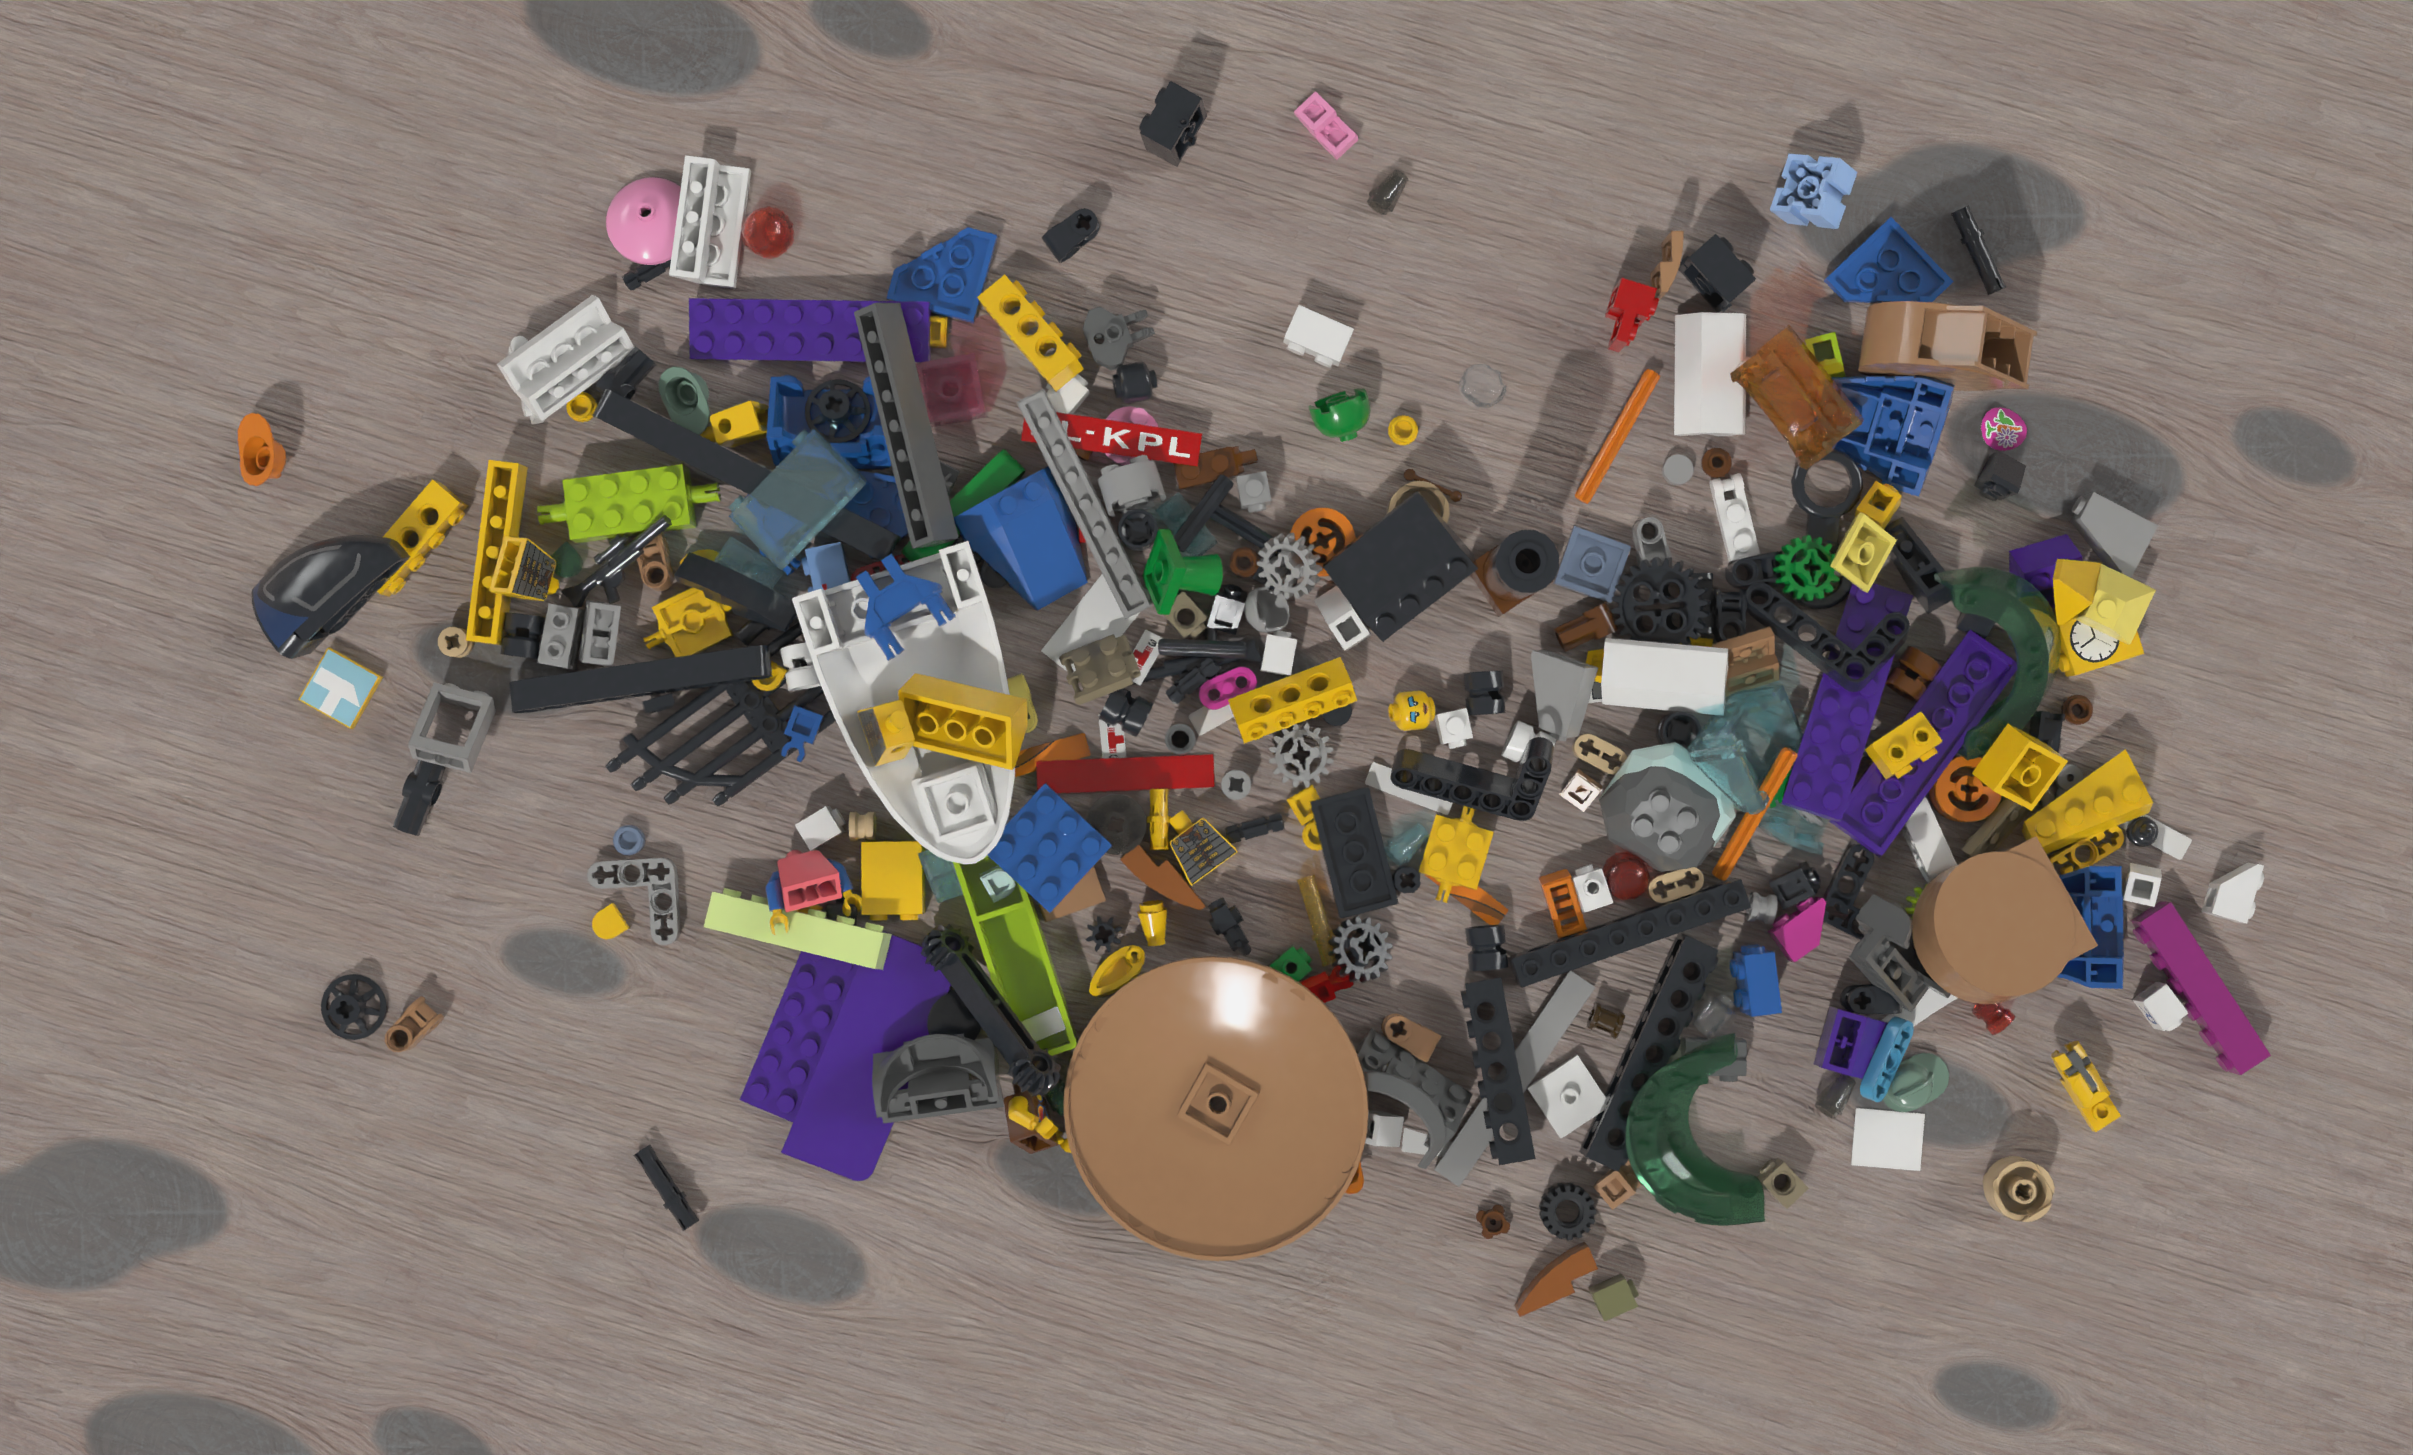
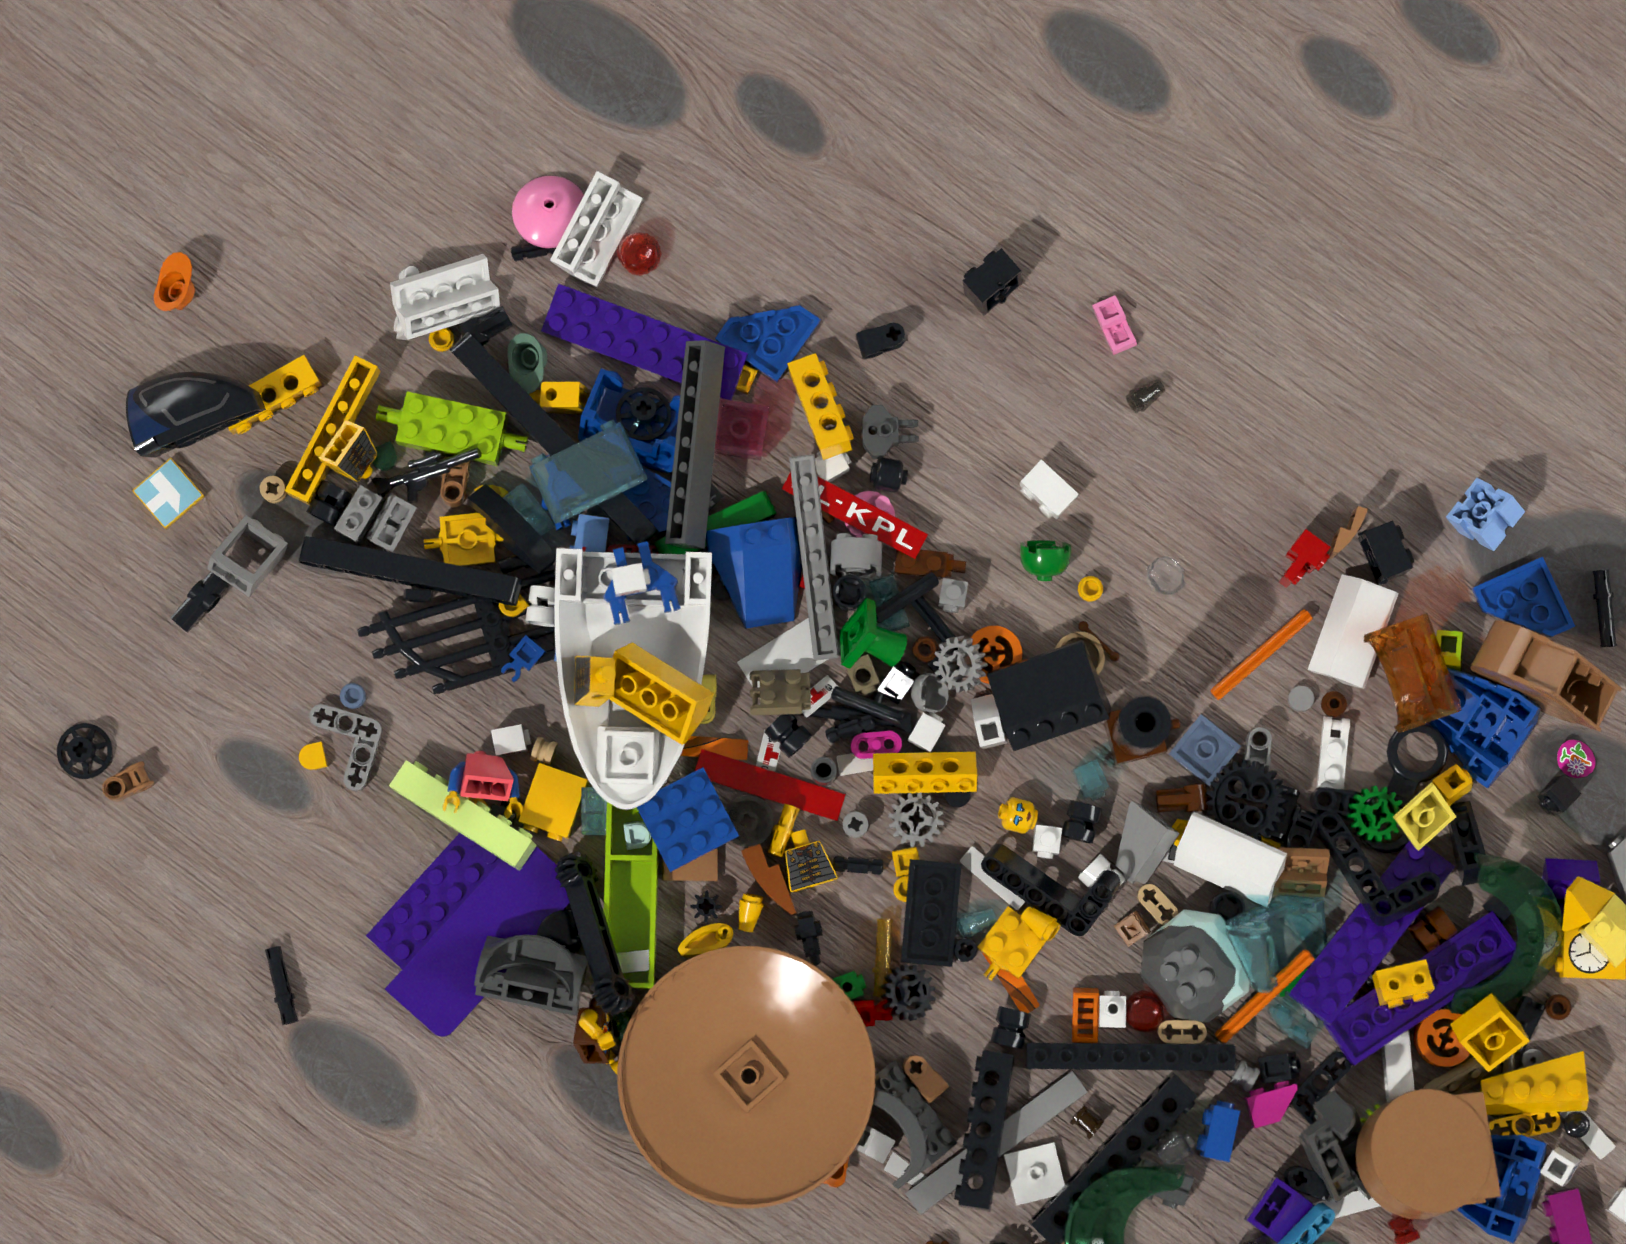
camera: 20 degrees right, 5 degrees down
(886, 604) = (630, 579): none -> white brick
(1479, 643) = (1091, 780): none -> clear light blue brick
(1480, 821) = (1042, 924): none -> yellow cone

